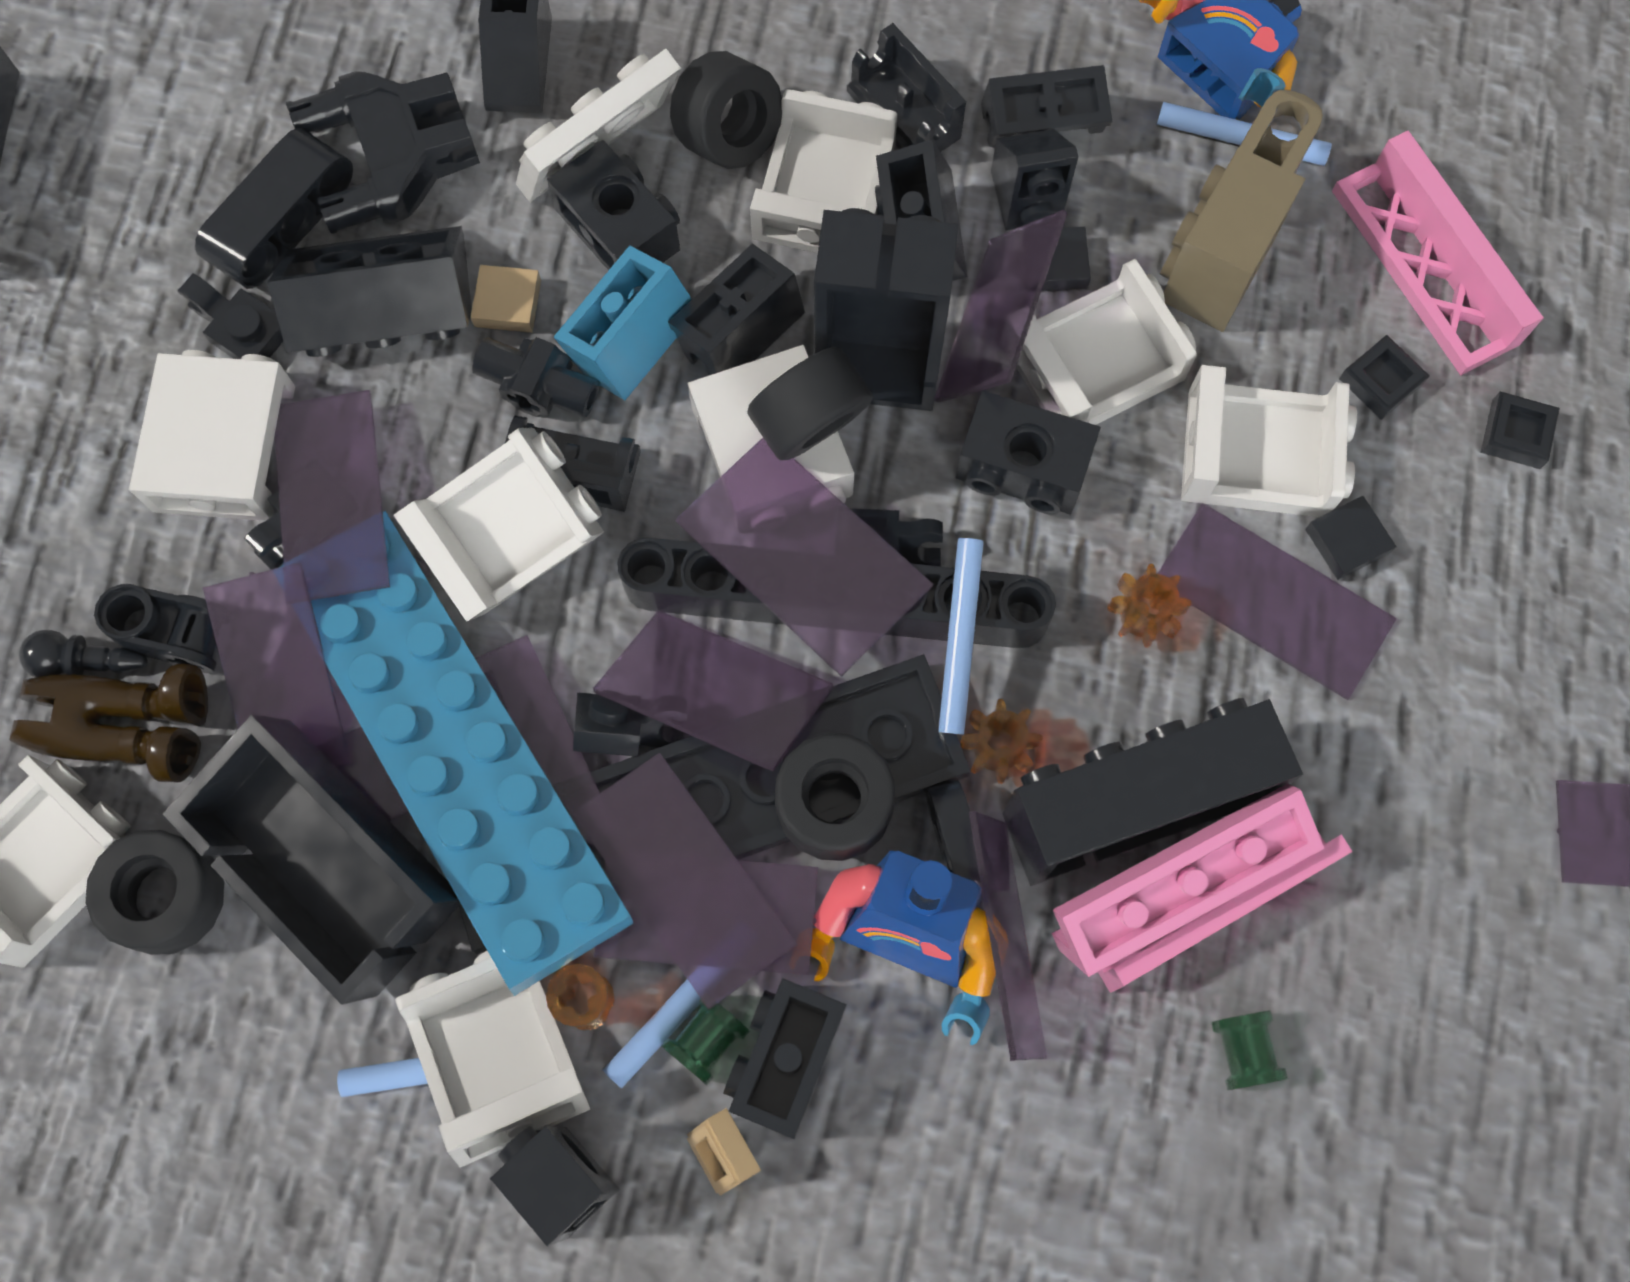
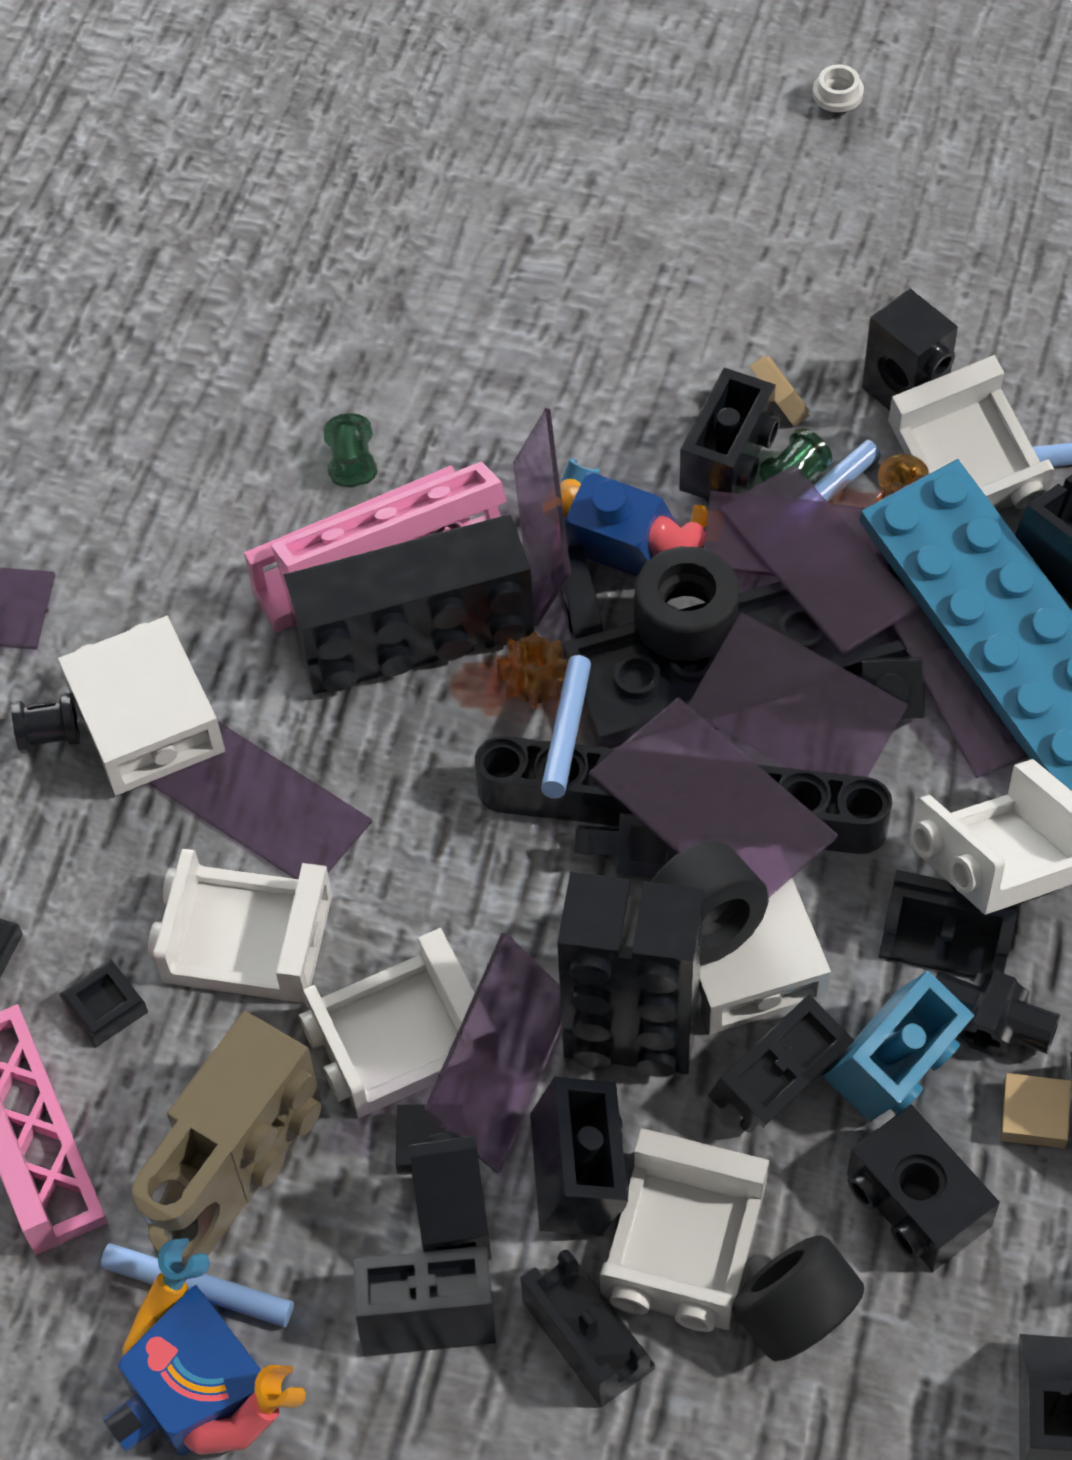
camera: 175 degrees left, 15 degrees down
(596, 118) = (947, 1264): white plate -> none
(1010, 426) = (466, 887): black brick -> none
(1162, 596) = (382, 777): clear orange gear -> none
(1350, 537) = (167, 837): black tile -> none
(1431, 683) = (142, 704): none -> white panel
(1523, 664) = (45, 722): none -> black bush

